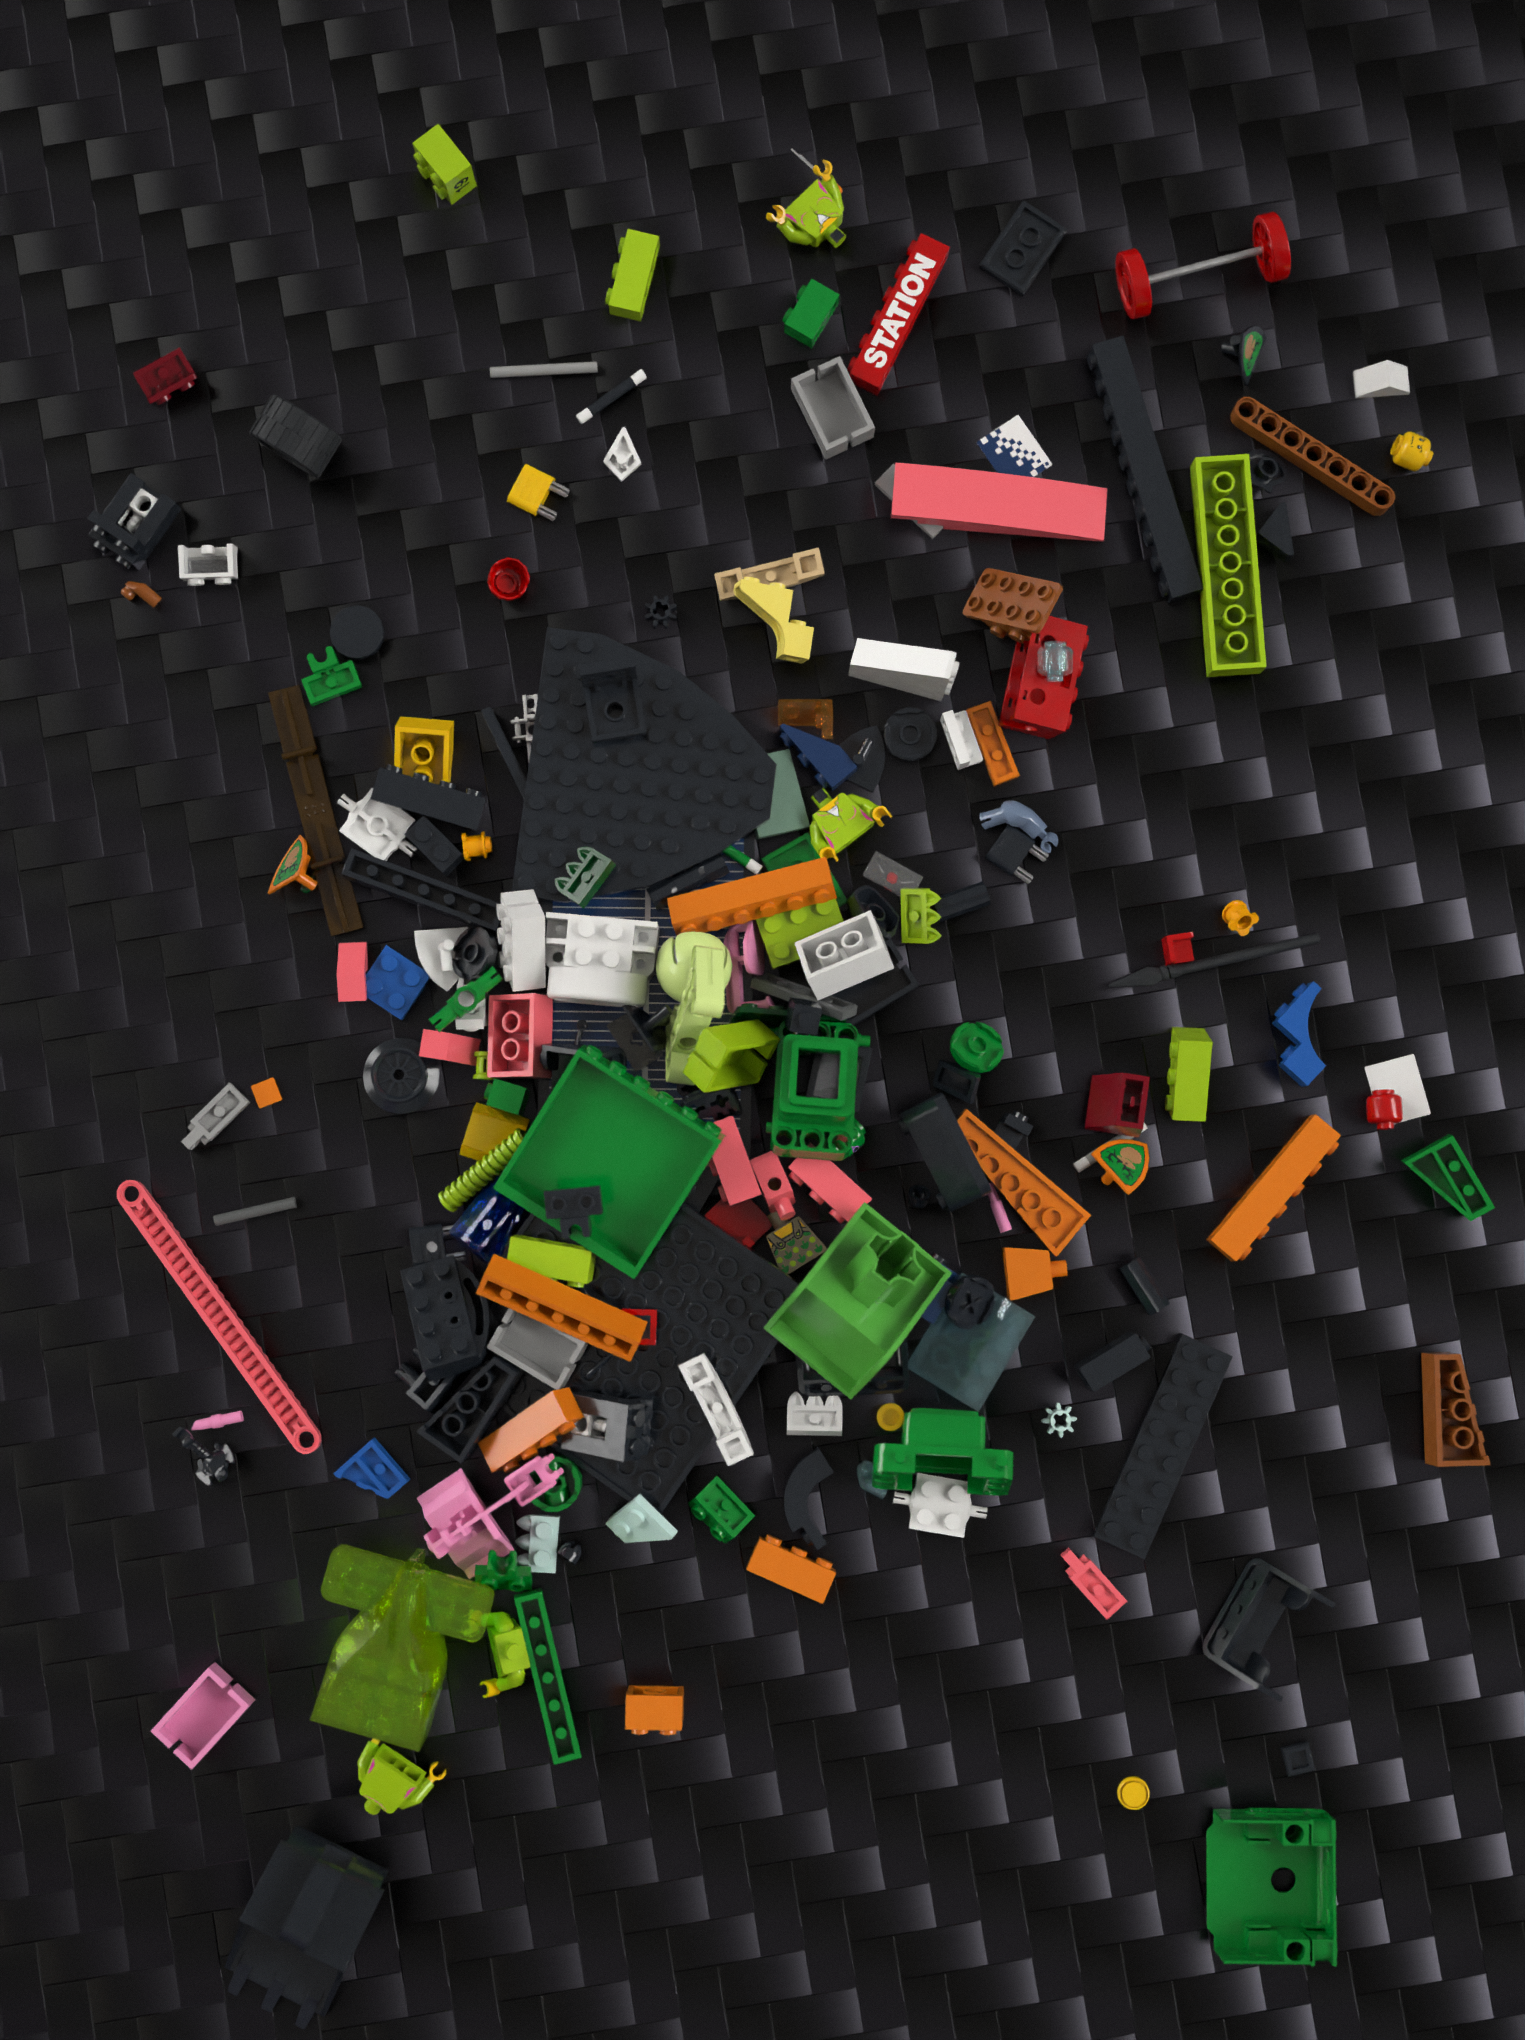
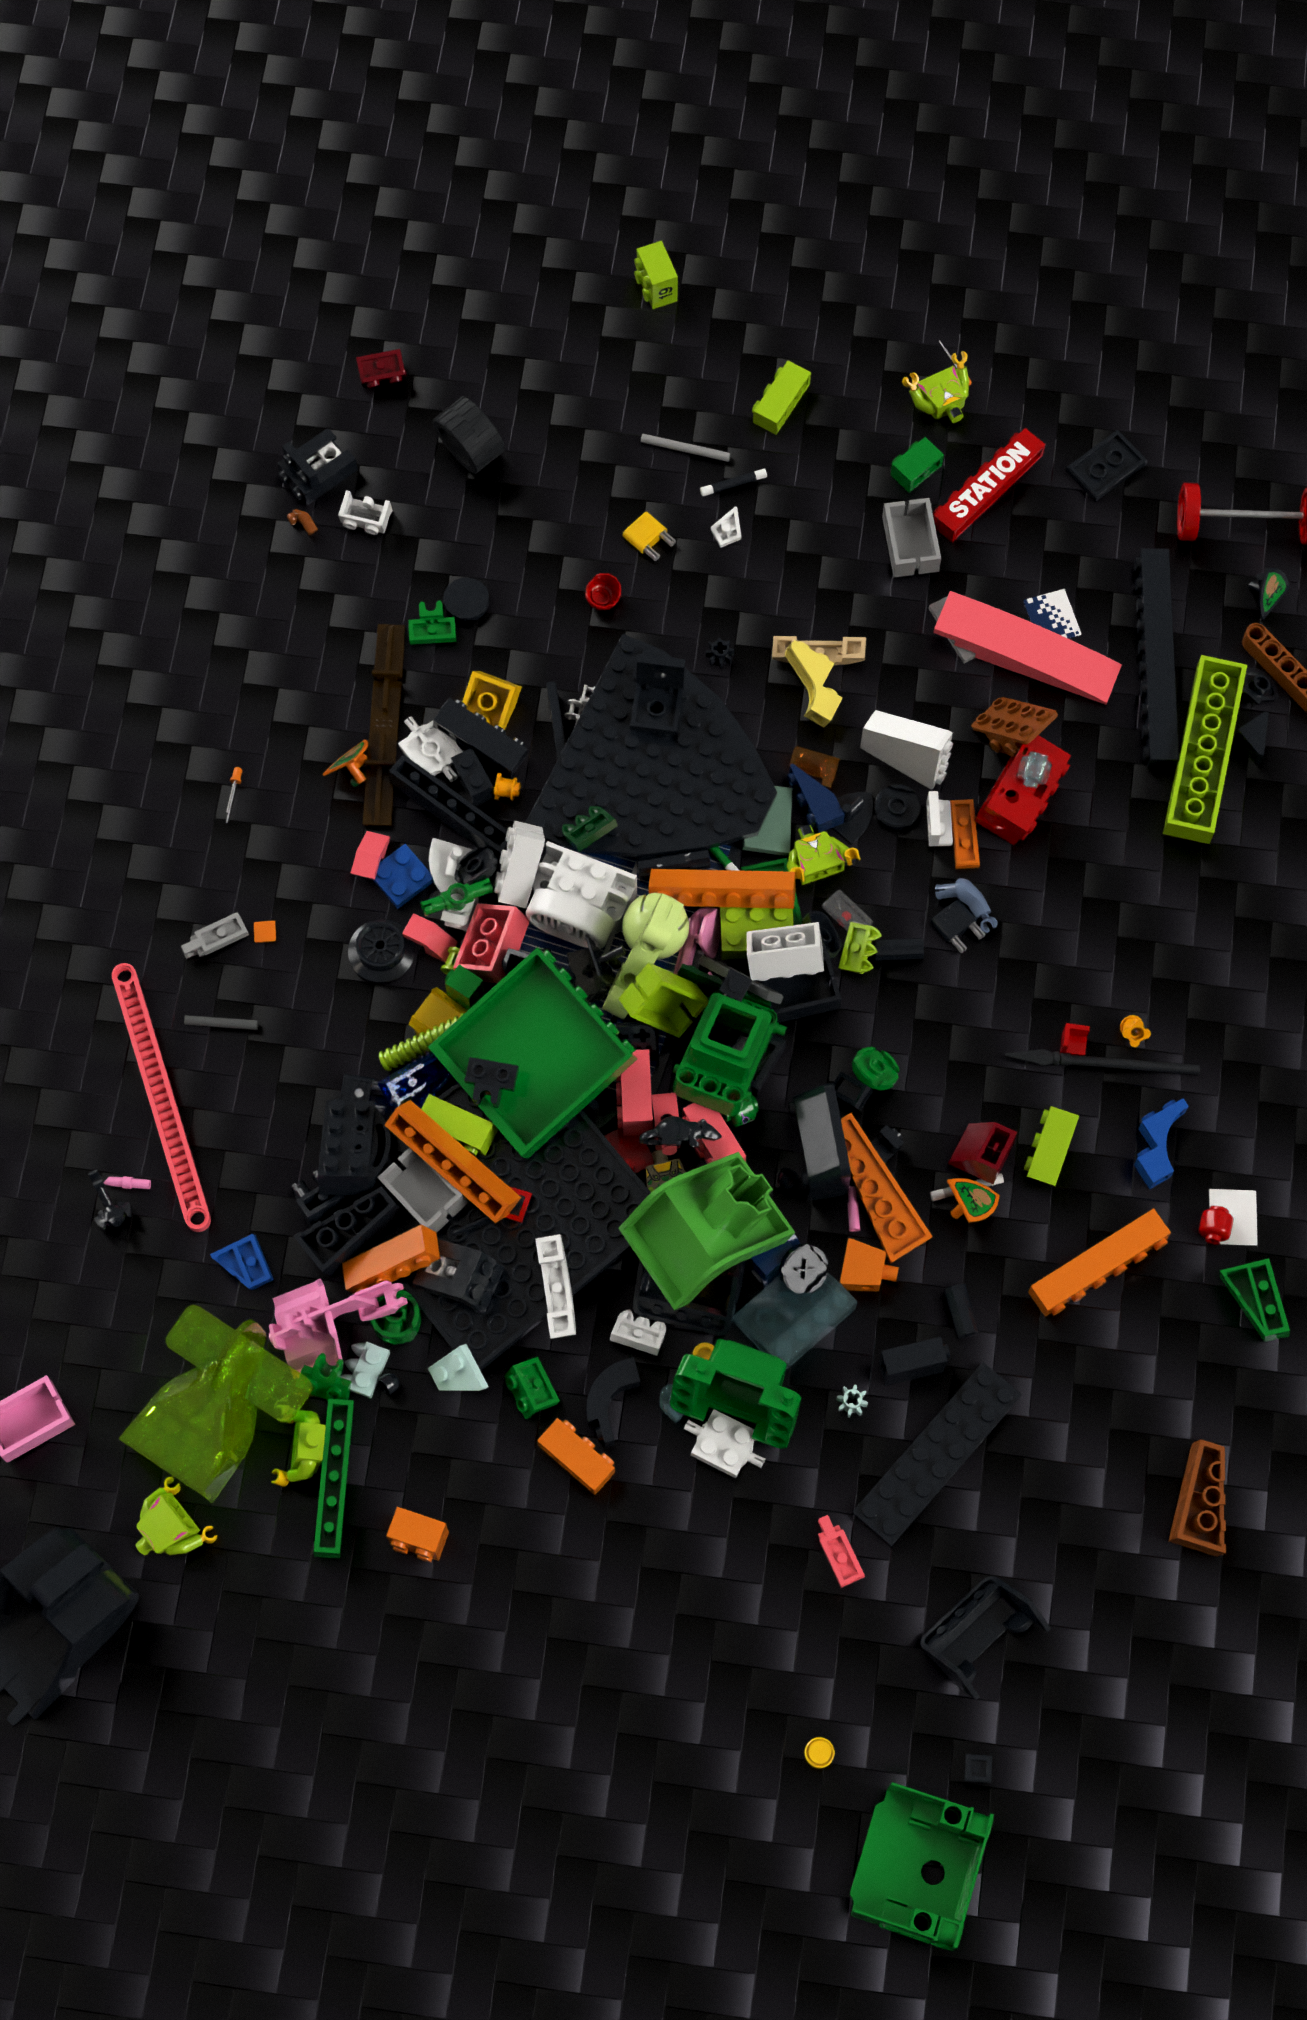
camera: 20 degrees right, 15 degrees down
(173, 925) = (235, 779): none -> piece
(789, 1198) = (674, 1130): none -> black animal

